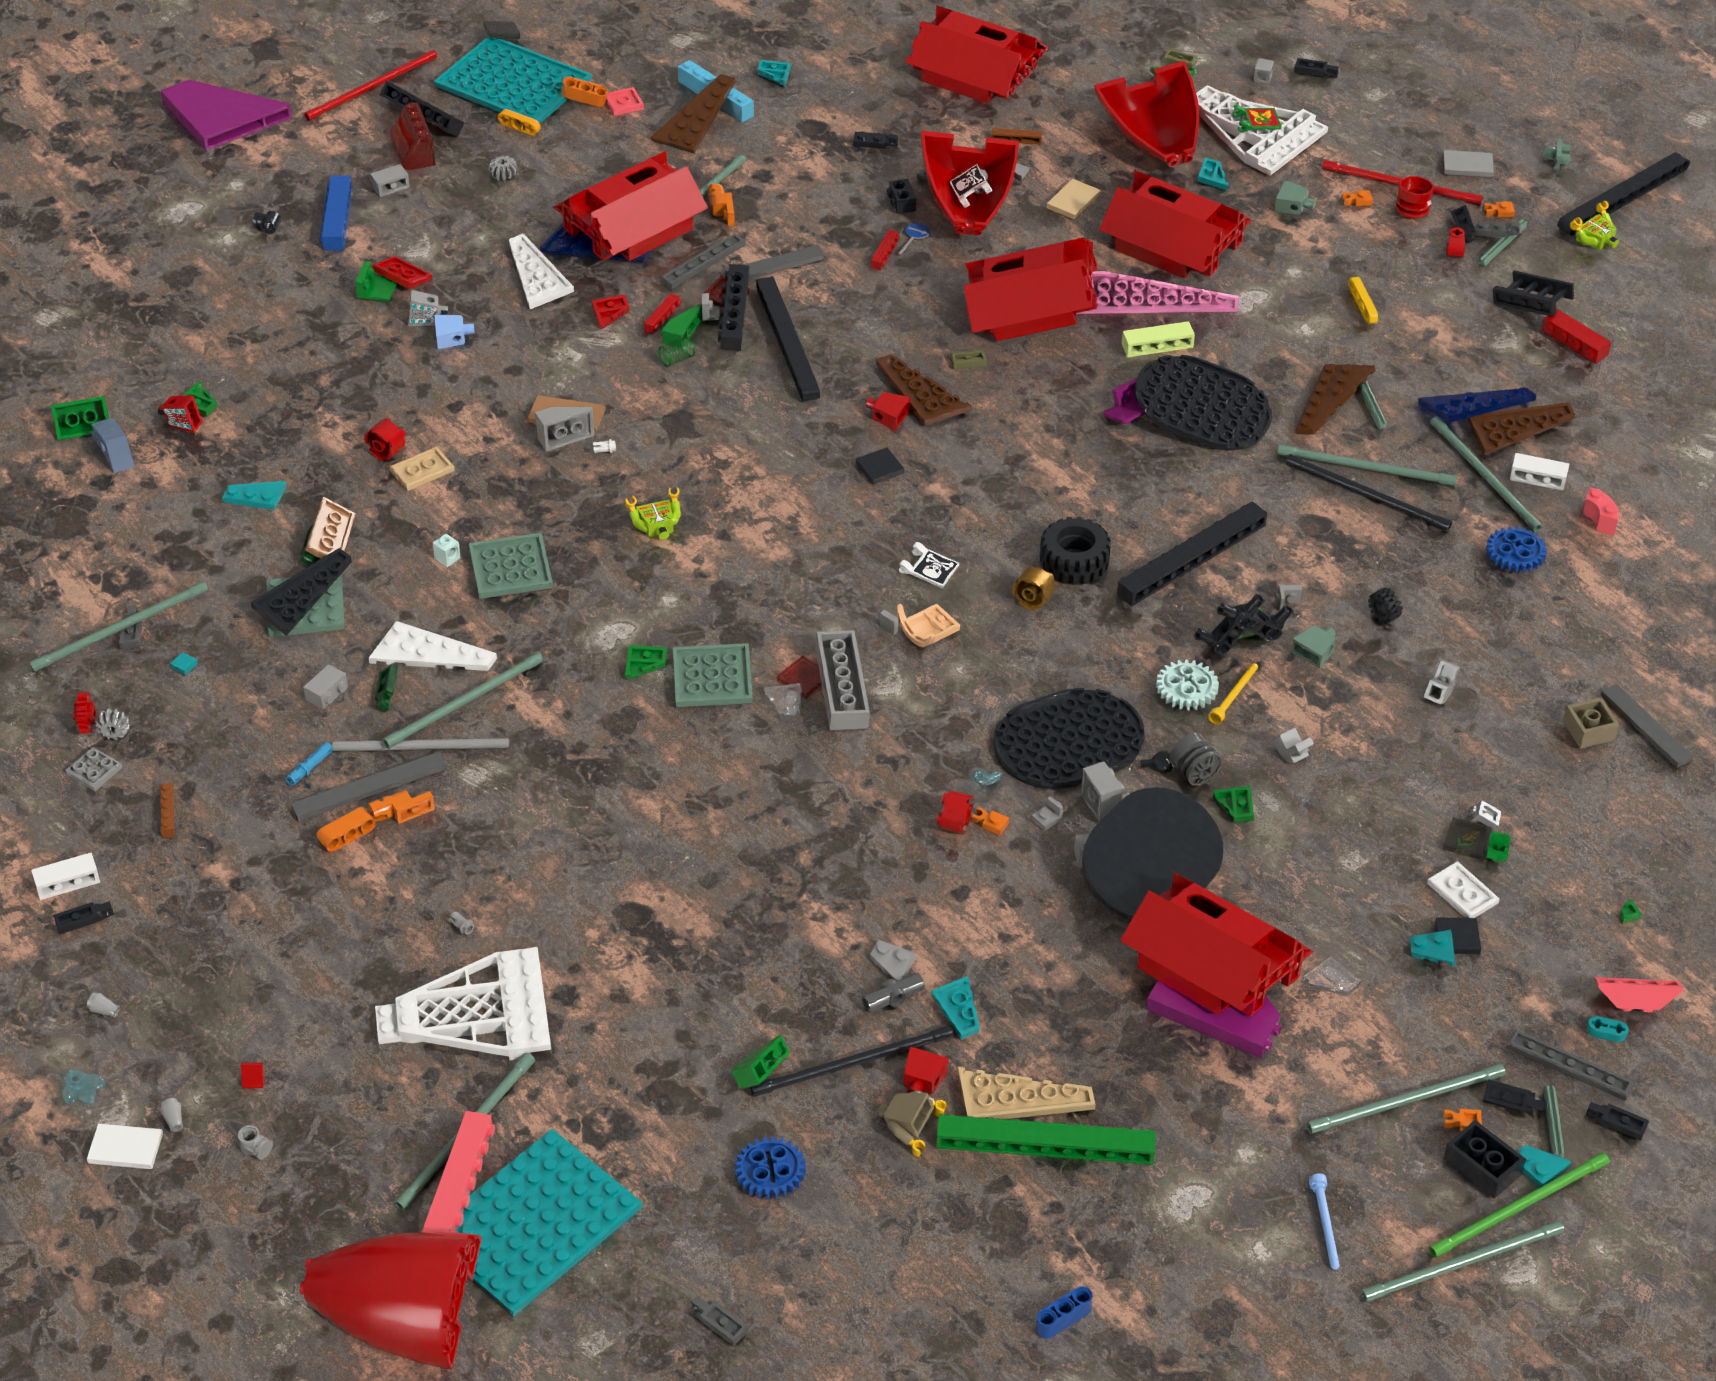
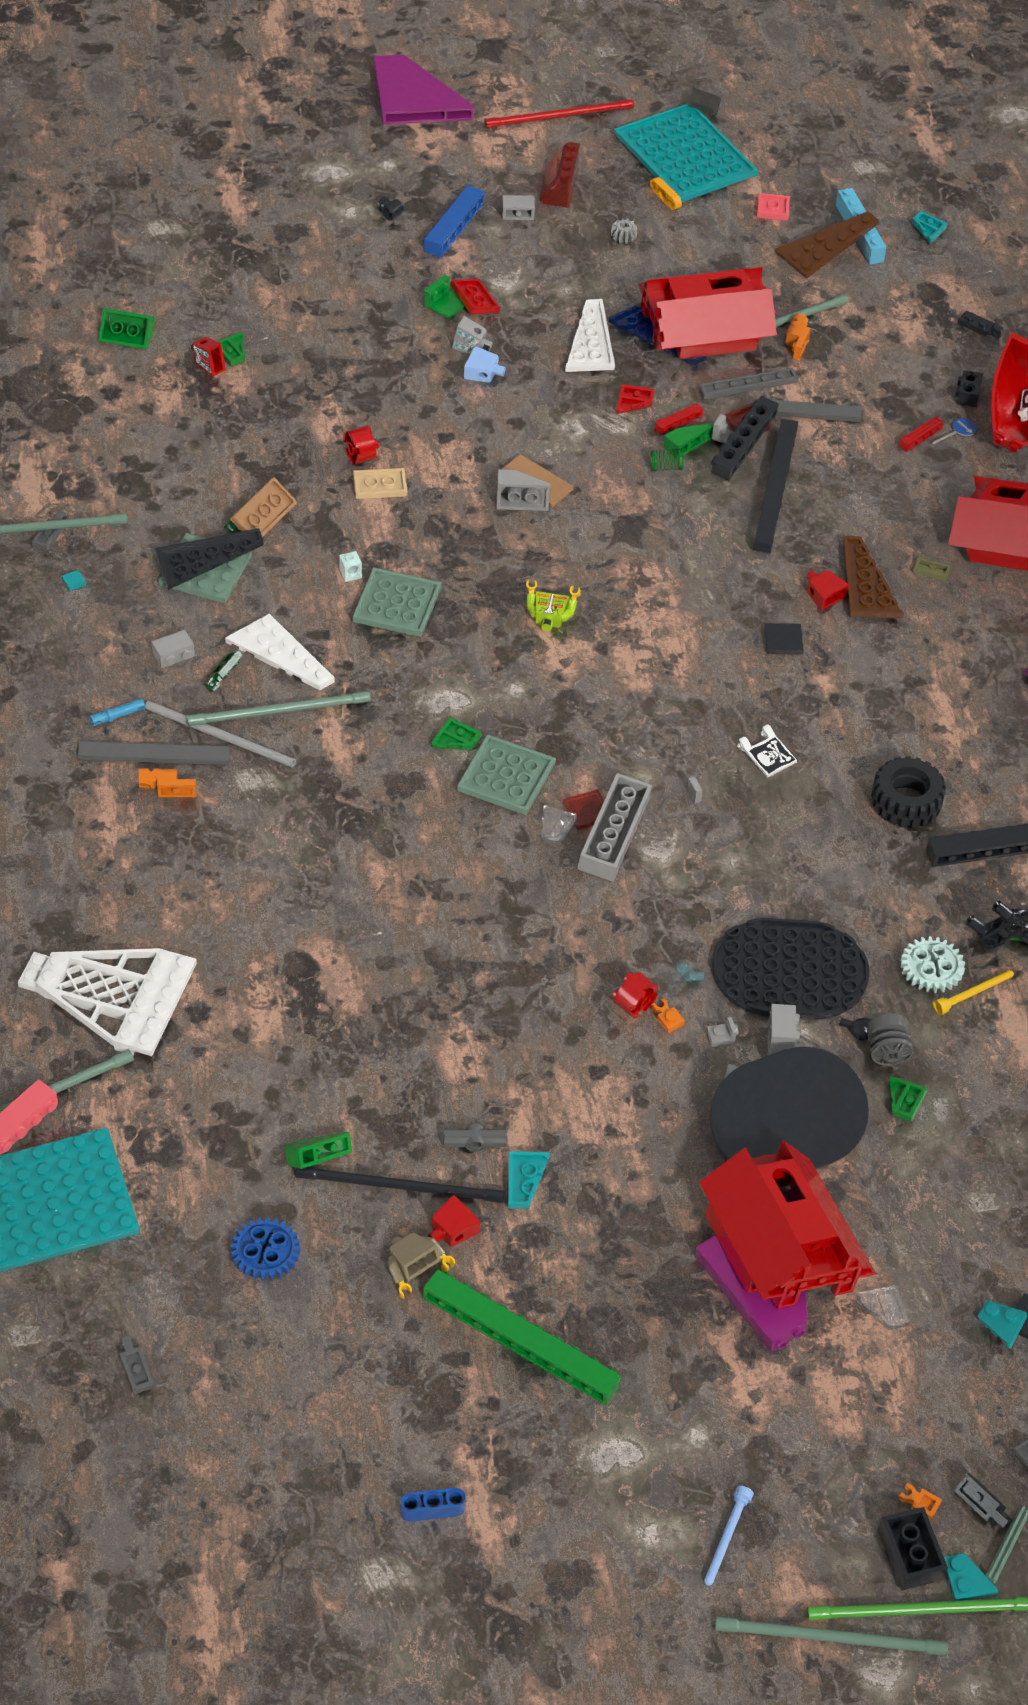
camera: 25 degrees right, 5 degrees up
(113, 444) = (135, 360): sand blue wedge -> none
(258, 495) = (227, 453): teal wing -> none
(346, 829) = (109, 783): orange beam -> none
(430, 112) = (589, 153): black brick -> none
(465, 926) = (152, 913): light grey pin -> none
(584, 91) = (739, 185): orange beam -> none
(605, 446) = (552, 525): white pin -> none
(892, 959) = (496, 1107): light grey wing -> none
(927, 625) = (728, 807): light nougat piece -> none
(1018, 1096) = (520, 1283): tan wing -> none
(1033, 588) = (845, 812): pearl gold brick -> none
(1291, 746) = (992, 1066): light grey brick -> none
(1326, 1122) = (972, 1467): sand green piece -> none

